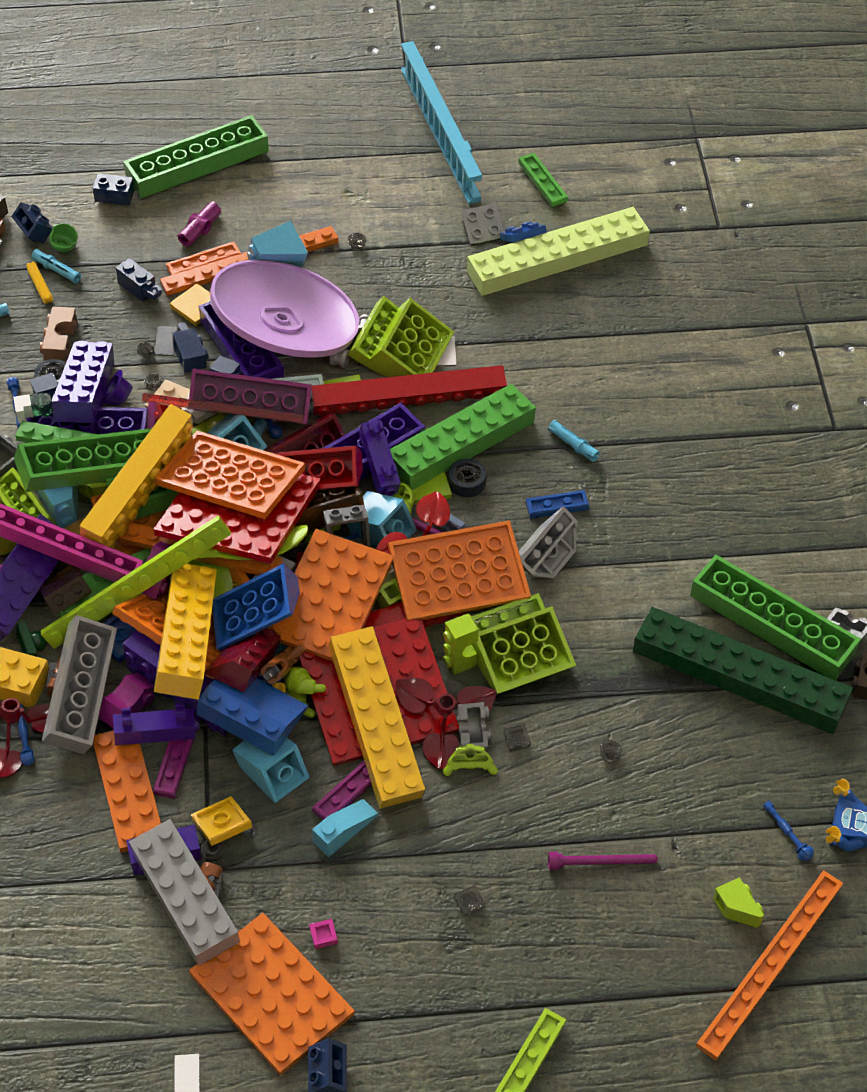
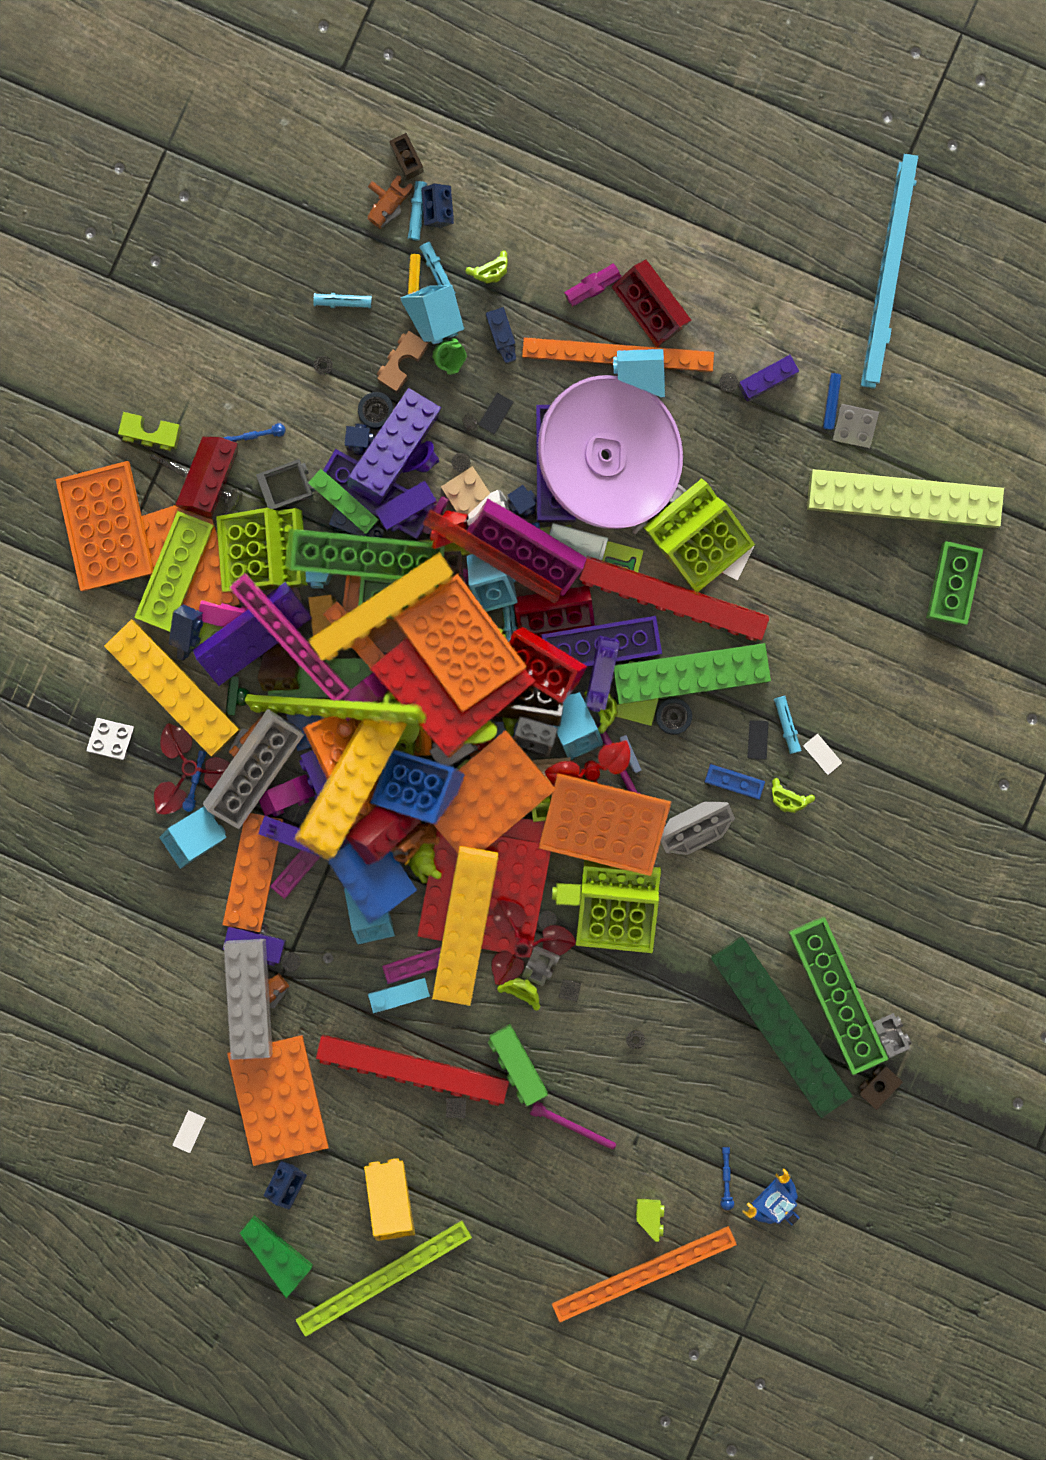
camera: 30 degrees right, 35 degrees up
(14, 386) = (338, 399): blue piece -> none
(16, 237) = (417, 212): none -> medium azure pin
(32, 406) = (336, 456): leg -> none
(44, 781) = (193, 837): none -> medium azure slope
(63, 237) = (457, 240): bright green hair -> none
(68, 283) = (434, 312): none -> medium azure slope
(99, 310) = (449, 355): none -> bright green cap
(104, 248) = (490, 271): none -> lime piece
(113, 189) = (534, 197): dark blue brick -> none
(120, 411) = (406, 507): none -> dark purple brick
(188, 303) = (541, 385): yellow tile -> none
(189, 348) = (509, 439): dark blue hinge -> none
(196, 156) = (631, 195): bright green brick -> none
(203, 258) = (576, 331): orange tile -> none
(221, 821) = (308, 943): yellow tile -> none
(252, 213) = (651, 303): none -> dark red slope
(323, 933) = (336, 1076): dark pink plate -> none
(388, 222) = (768, 378): none -> dark purple brick
(400, 885) = (412, 1069): none -> red brick
(452, 219) = (832, 401): none -> blue axle
(455, 1028) = (389, 1200): none -> yellow slope
(508, 821) = (518, 1064): none -> bright green brick
(527, 230) = (884, 461): blue plate -> none
(543, 179) = (946, 396): bright green plate -> none
(555, 466) = (758, 739): none -> black sticker
(615, 492) = (788, 800): none -> lime piece
(620, 452) = (822, 754): none -> white sticker
(642, 284) = (954, 583): none -> bright green brick

